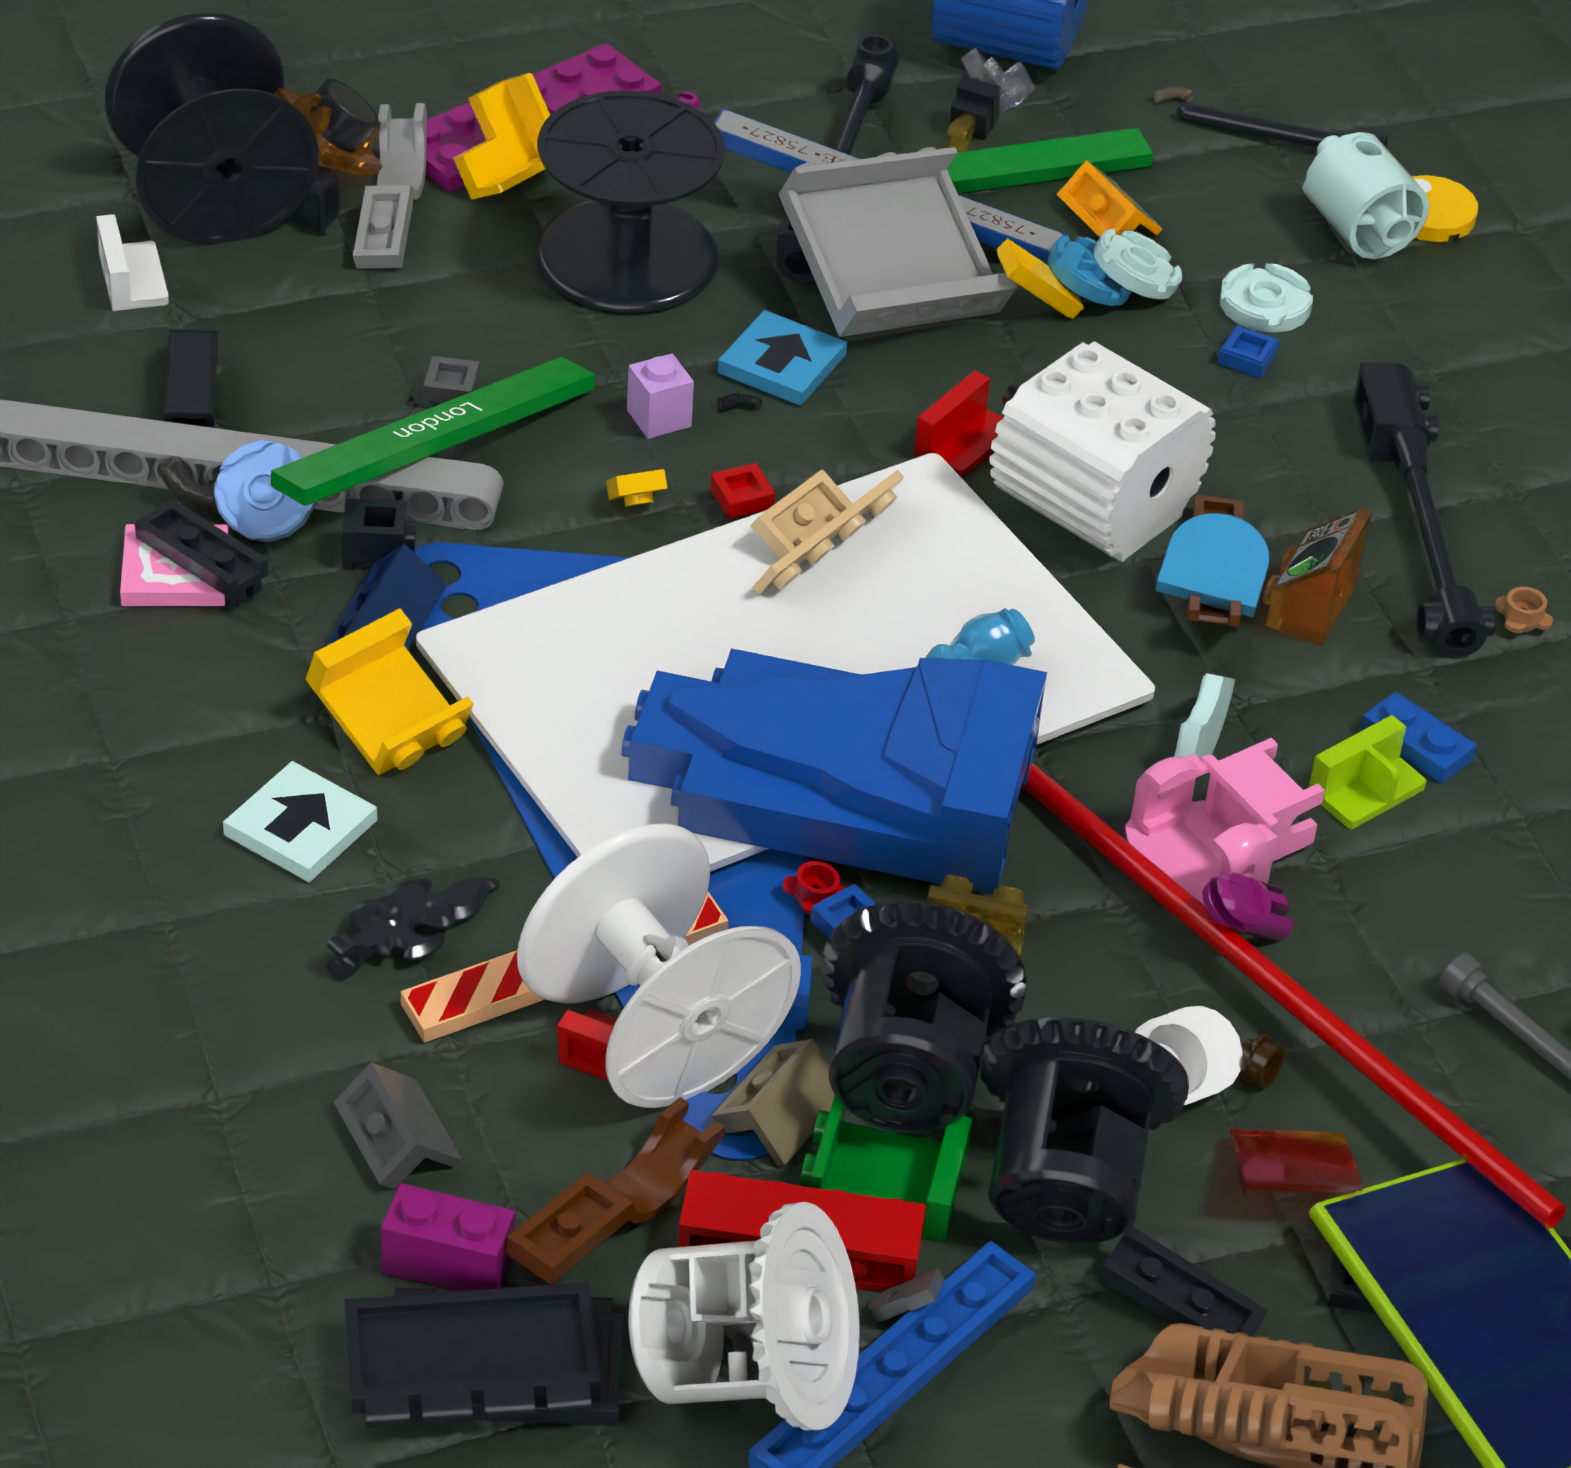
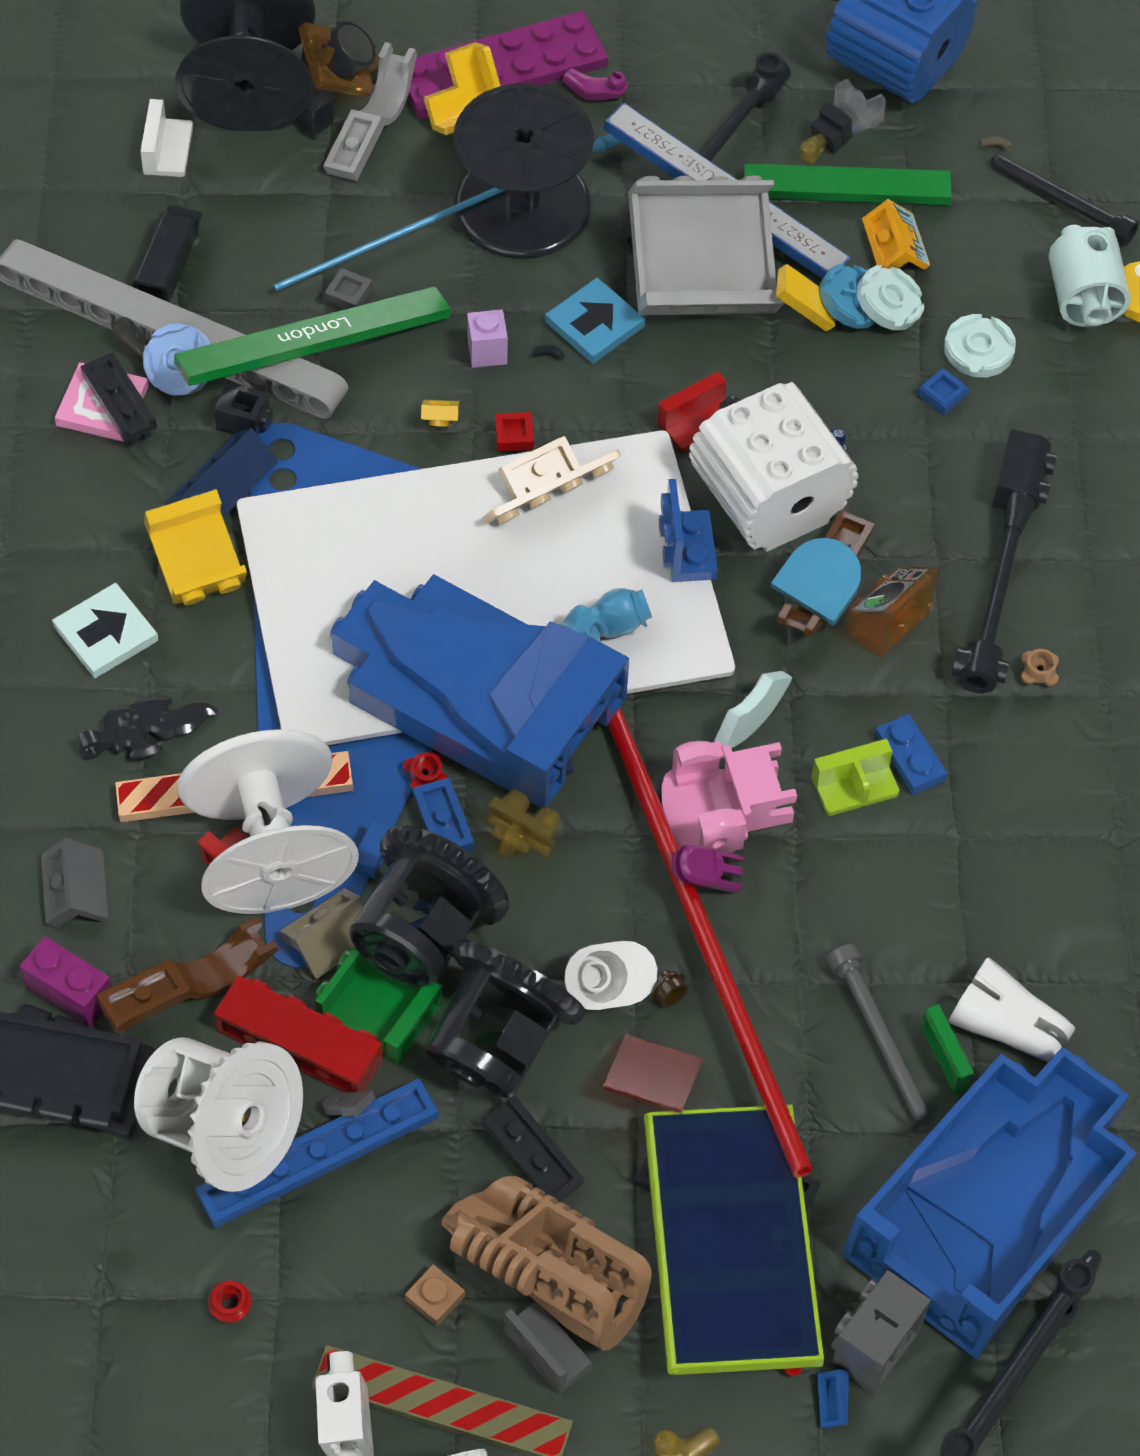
camera: 20 degrees right, 15 degrees up
(729, 158) = (601, 144): none -> dark azure piece
(1025, 550) = (688, 540): none -> blue bracket

